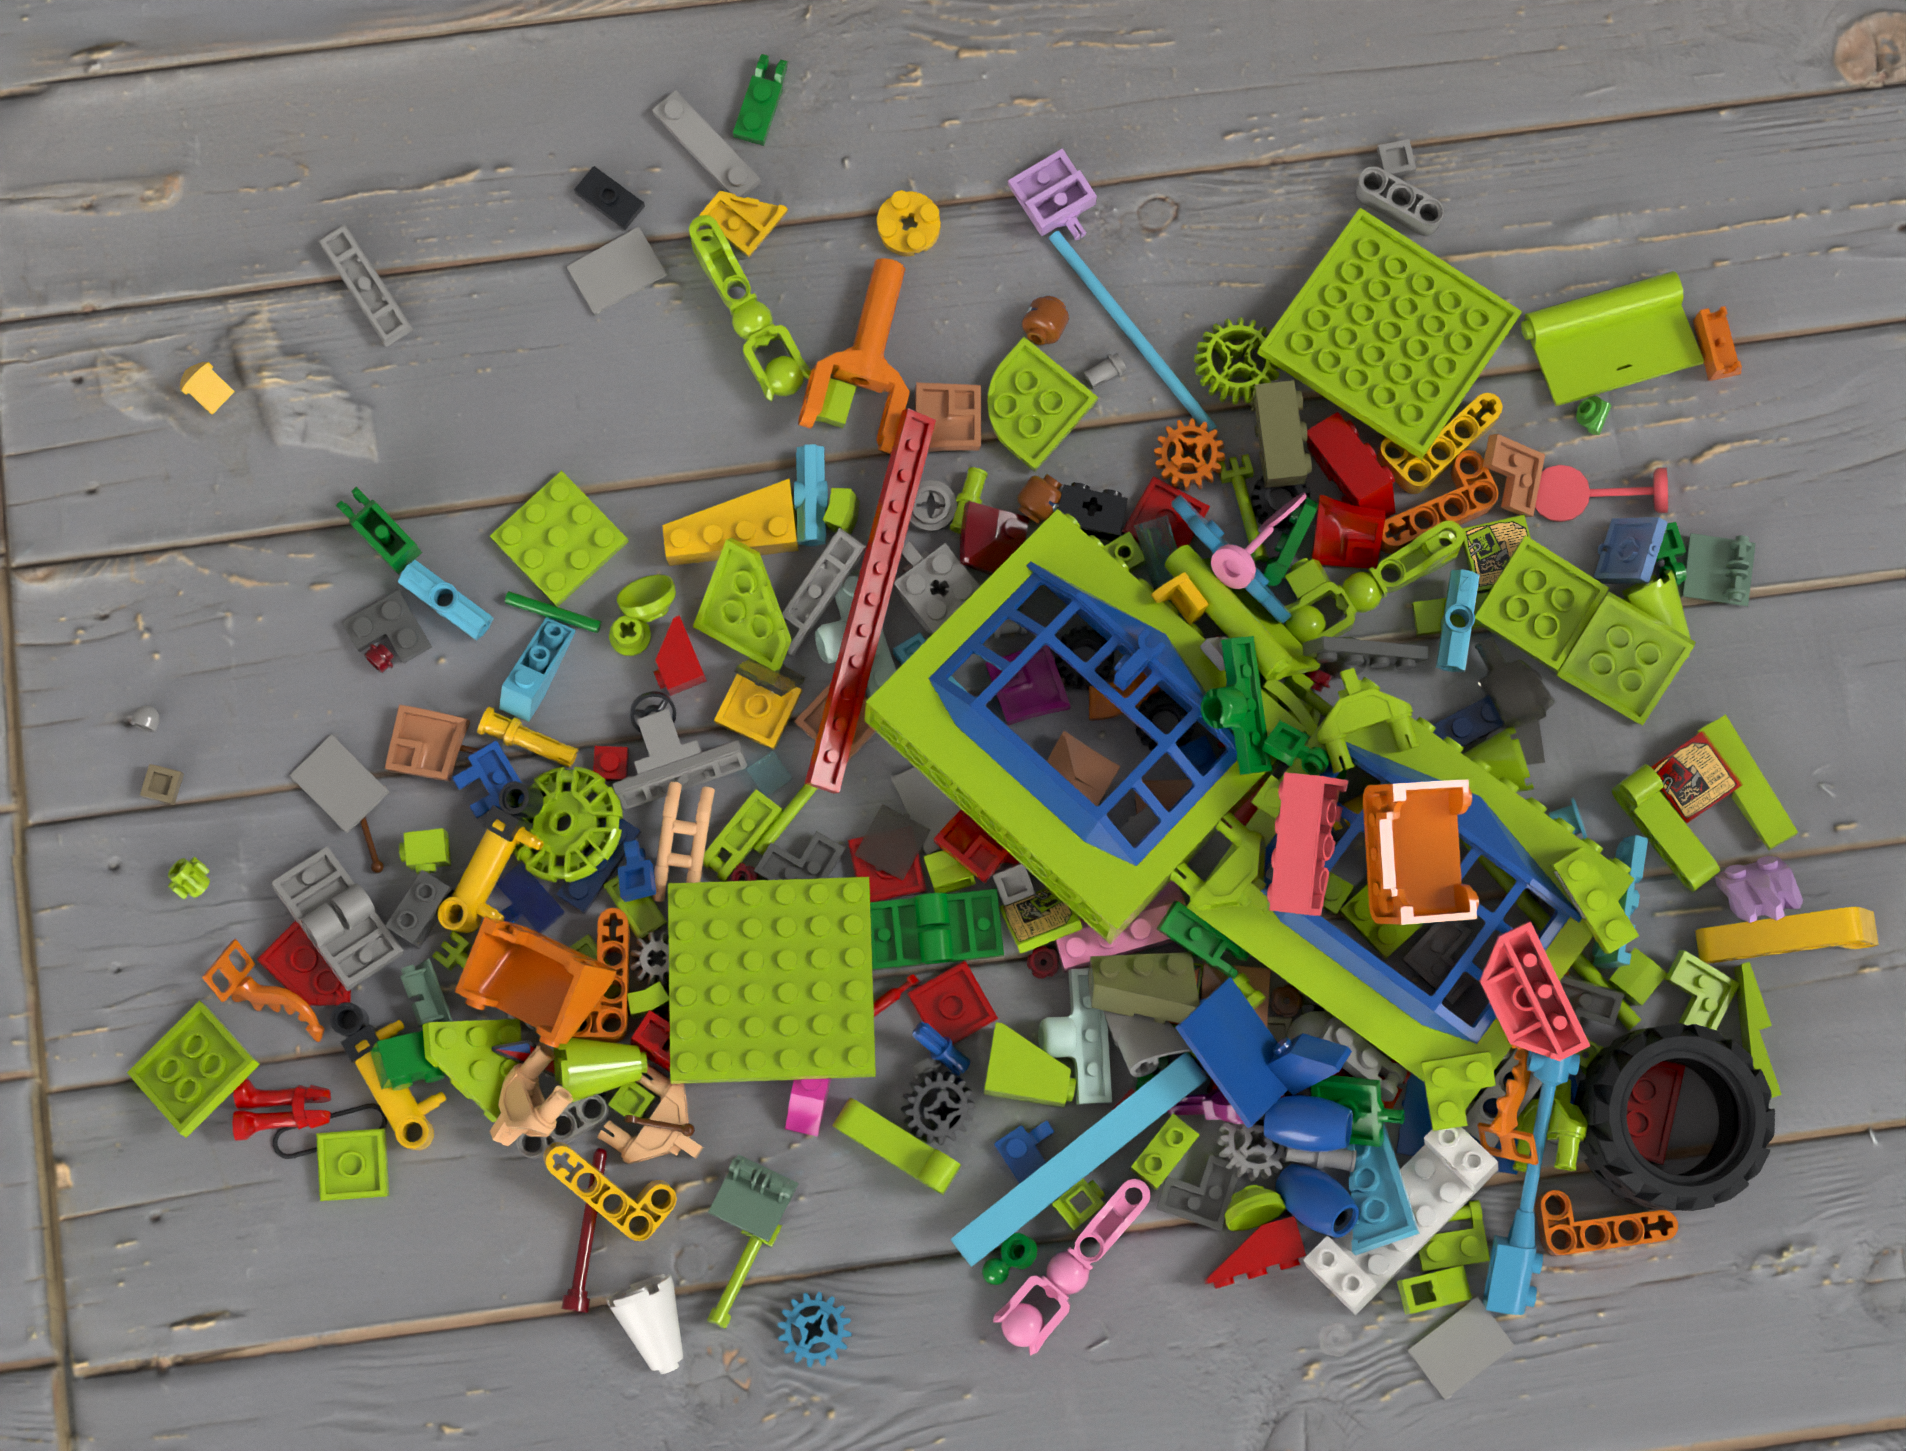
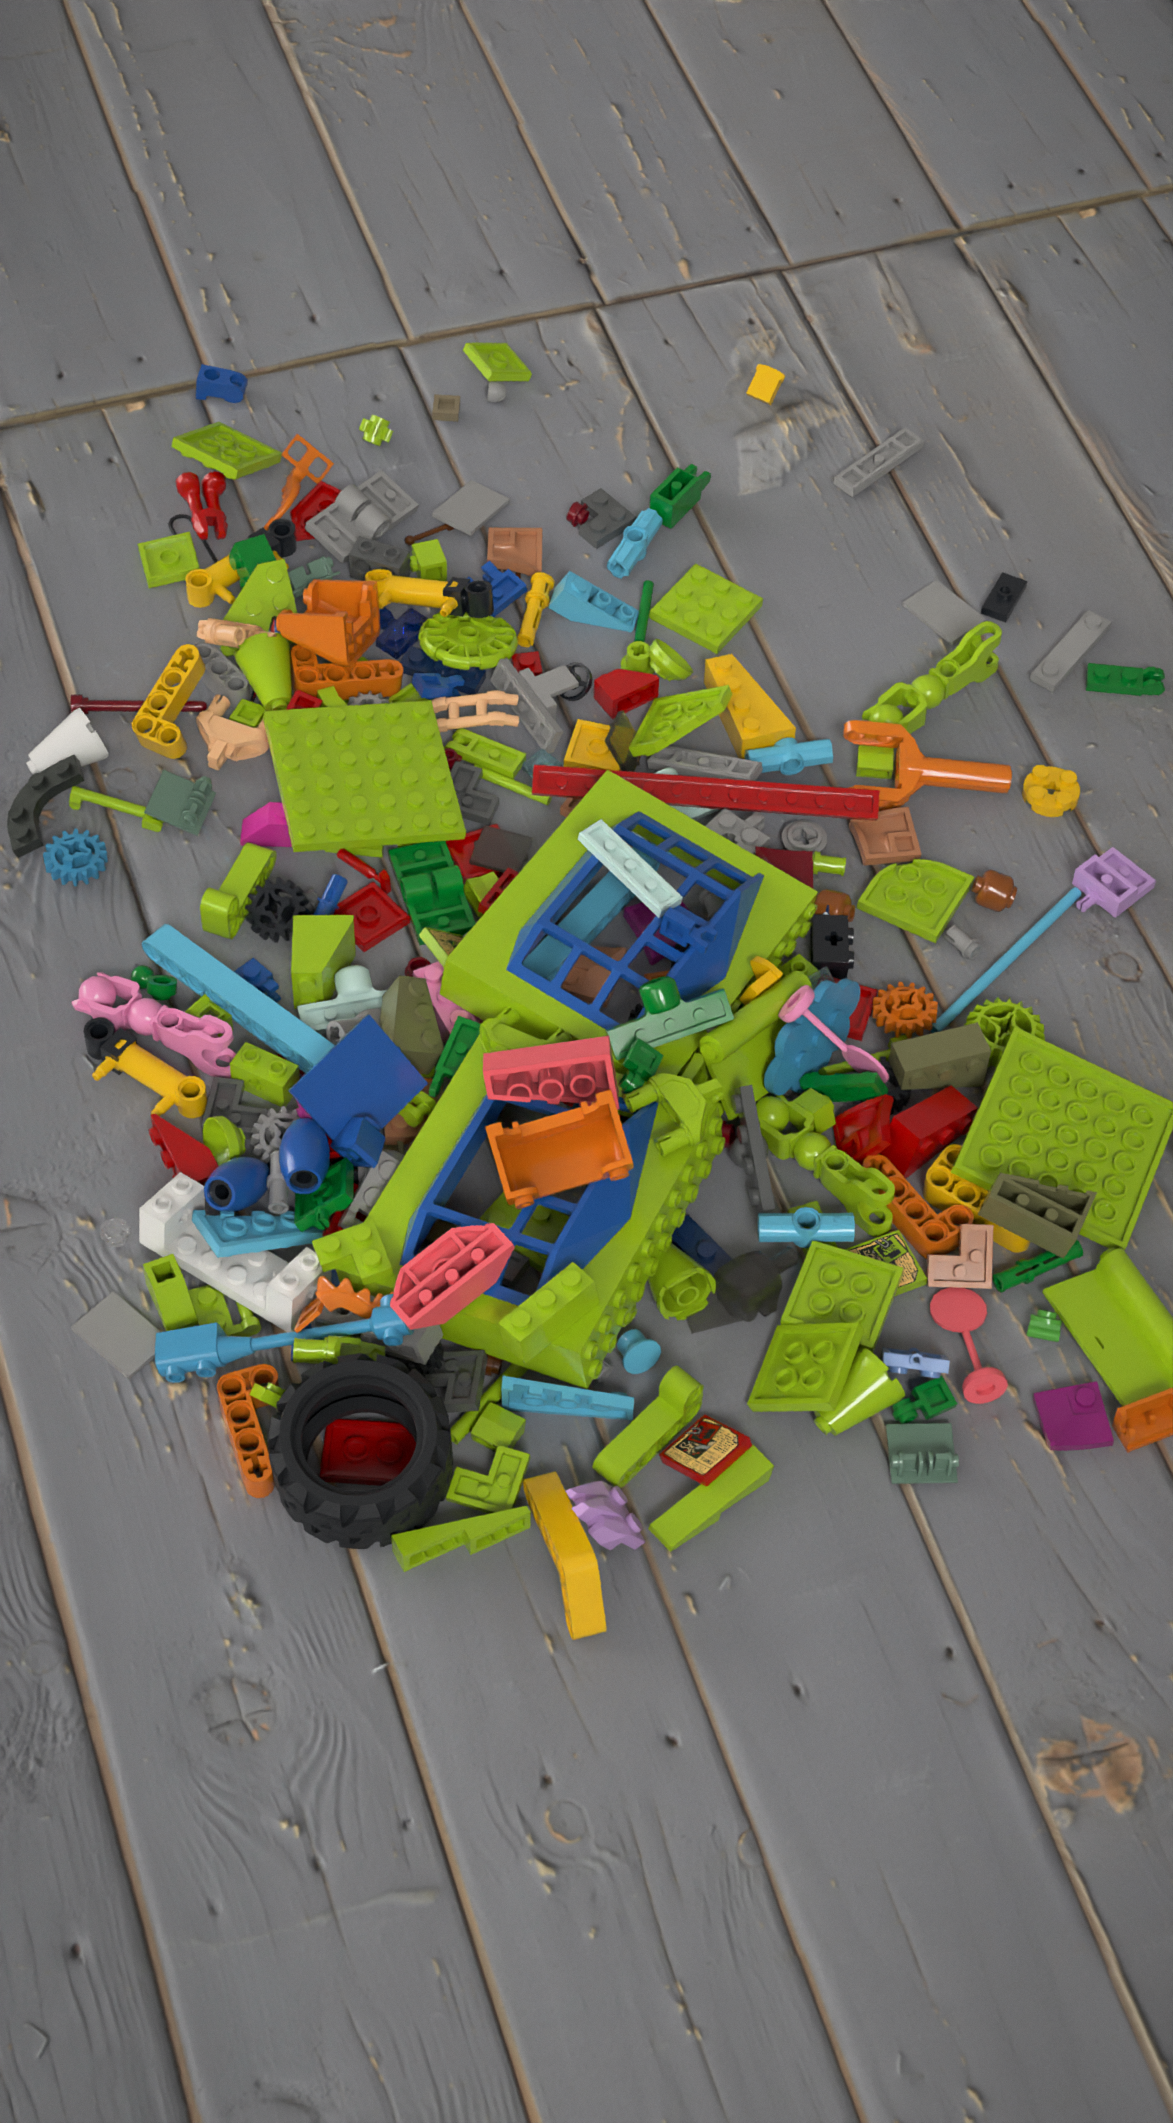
camera: 75 degrees right, 25 degrees down
(60, 1061) = (220, 384): none -> blue leg
(97, 707) = (497, 361): none -> lime tile
(686, 1129) = (229, 743): reddish brown hinge -> none
(723, 1376) = (28, 804): none -> pearl dark grey plate
(744, 220) = (1013, 678): yellow wing -> none
(842, 510) = (780, 769): lime piece -> none
(1037, 705) = (630, 868): none -> light aqua tile
(1131, 1281) = (123, 1054): none -> yellow piece
(1496, 382) = (1037, 1211): none -> olive wedge
(1525, 405) = (1008, 1279): none -> green pin
(1589, 1200) = (269, 1395): none -> lime plate
(1701, 415) = (1073, 1417): none -> magenta plate

